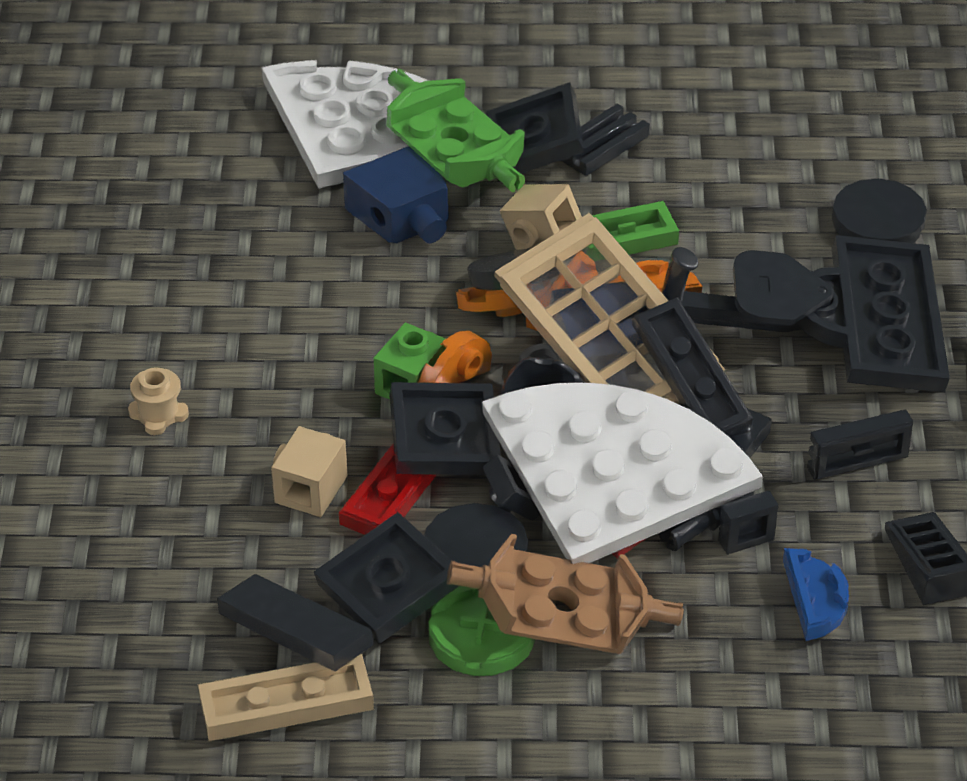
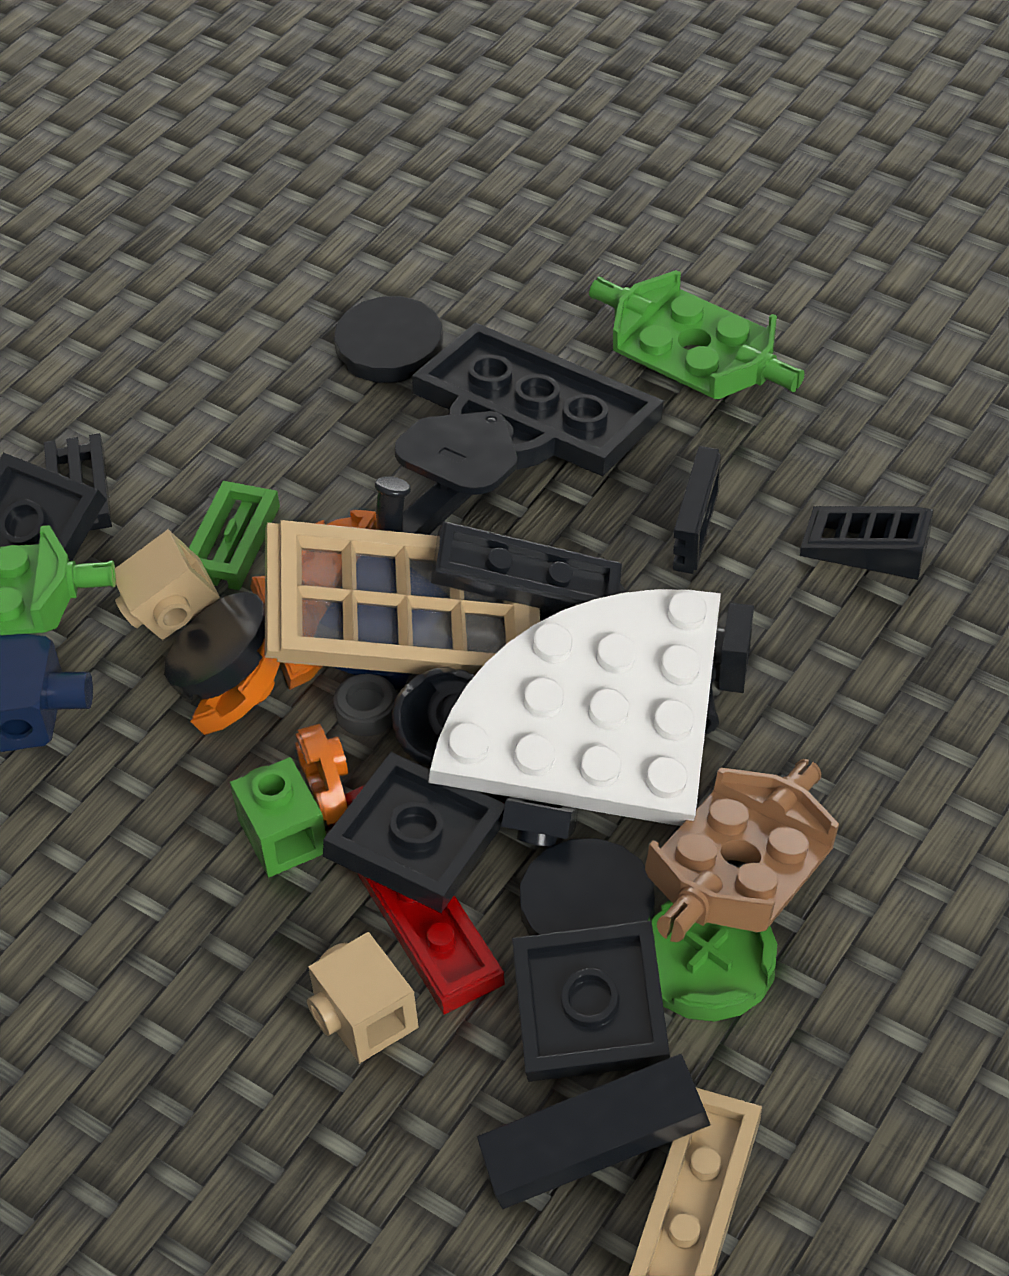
camera: 55 degrees left, 5 degrees up
(156, 400) = (110, 1101): tan brick -> none
(818, 592) = (860, 644): blue plate -> none

